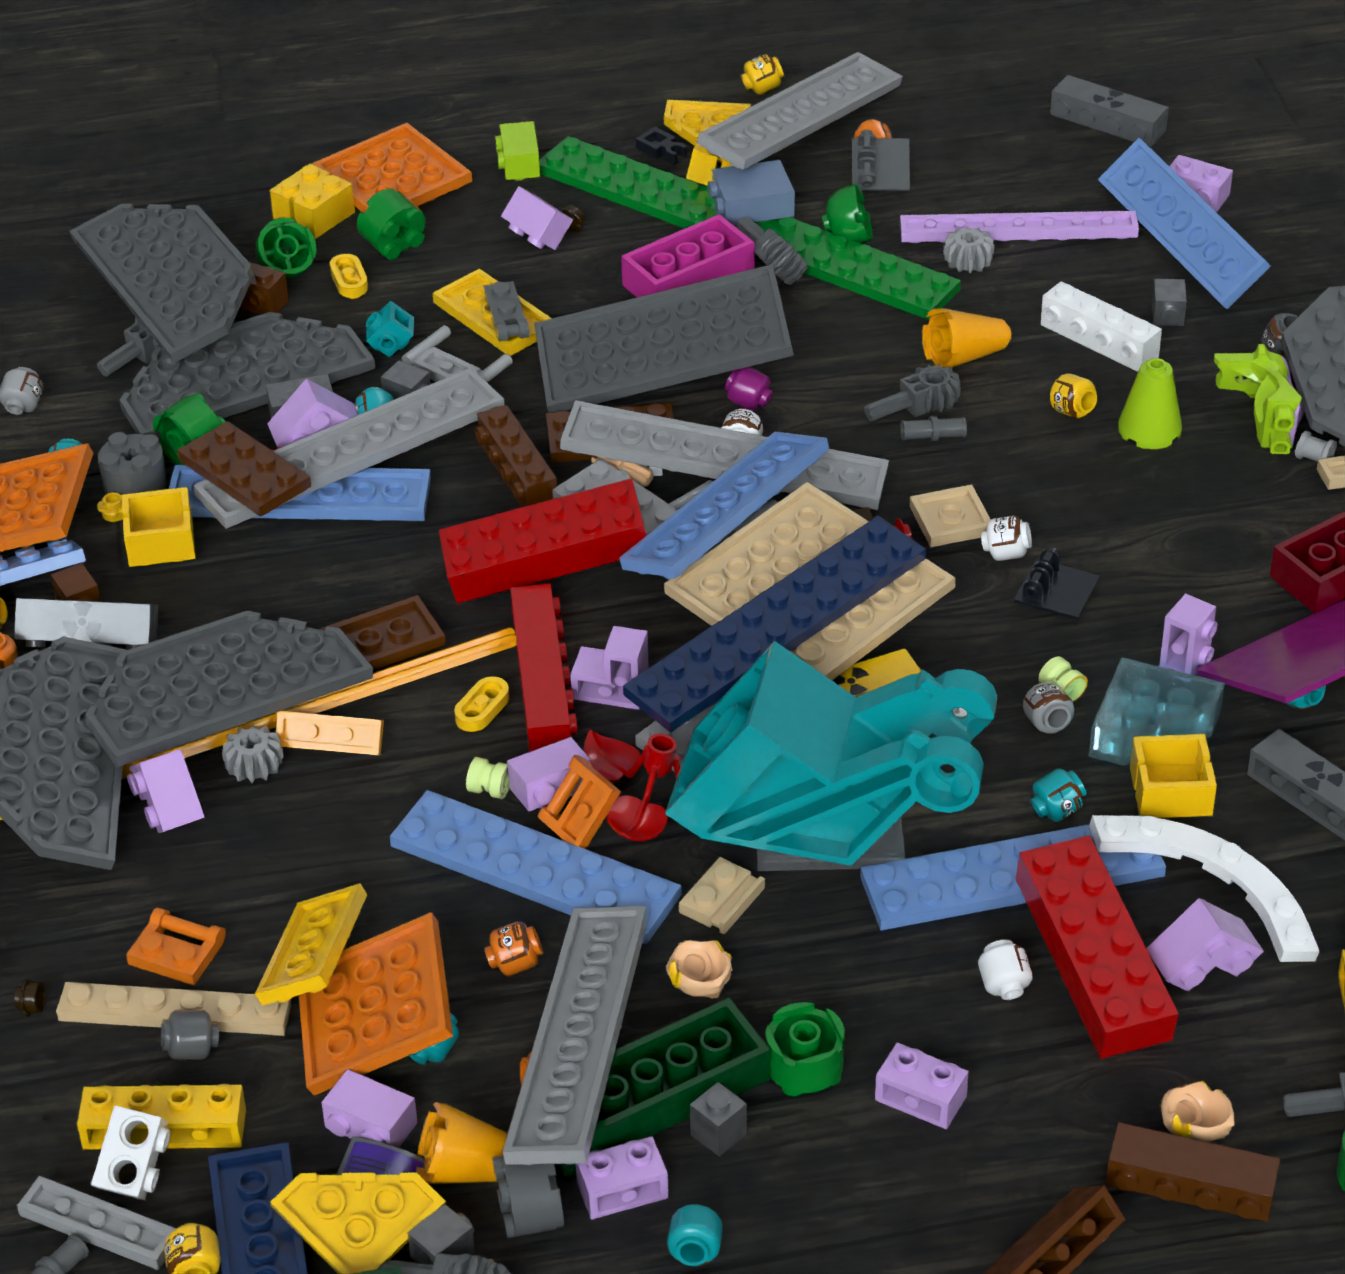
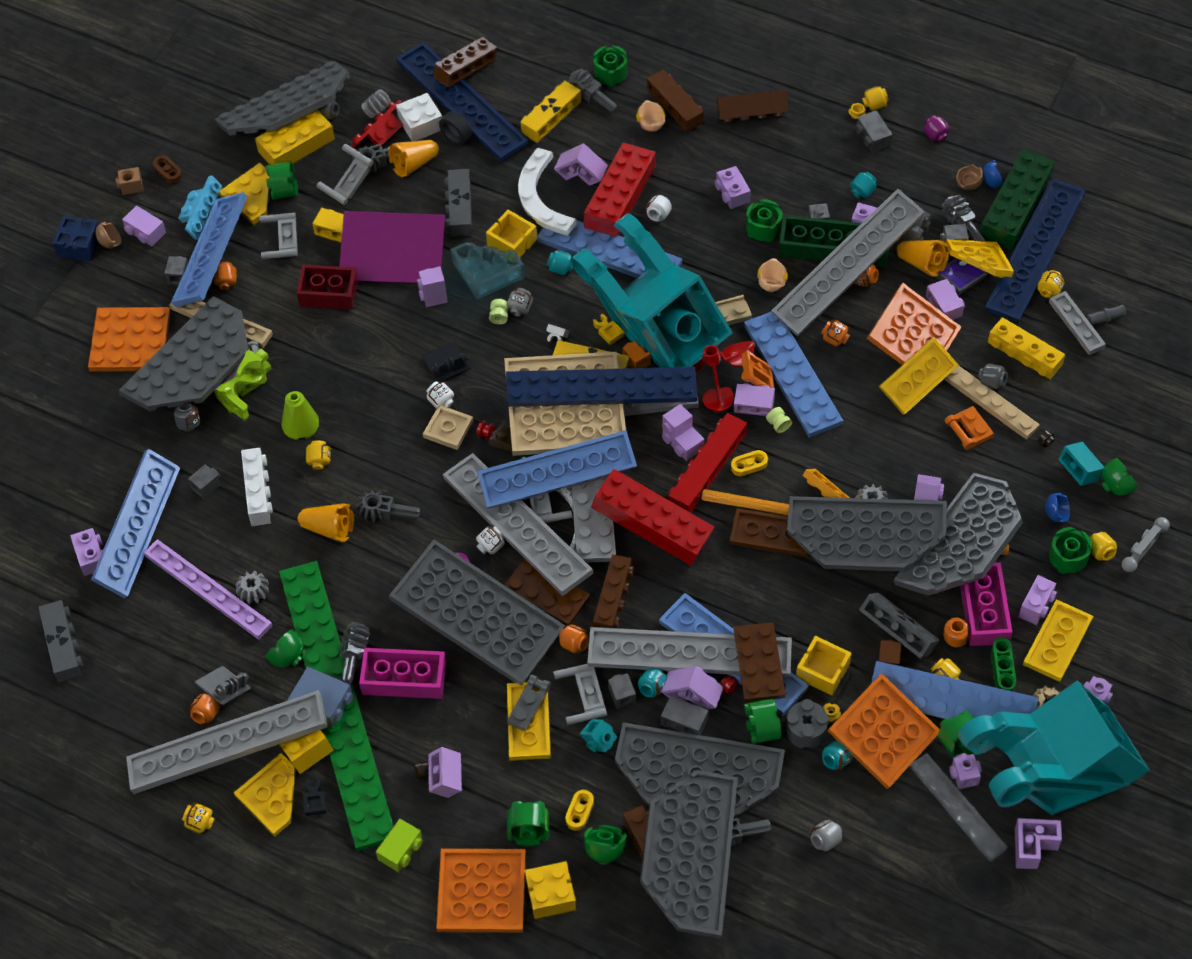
camera: 140 degrees left, 15 degrees up
(119, 1151) = (1051, 329): white brick -> none
(522, 398) = (574, 639): none -> orange head
(933, 428) = (399, 483): dark grey pin -> none

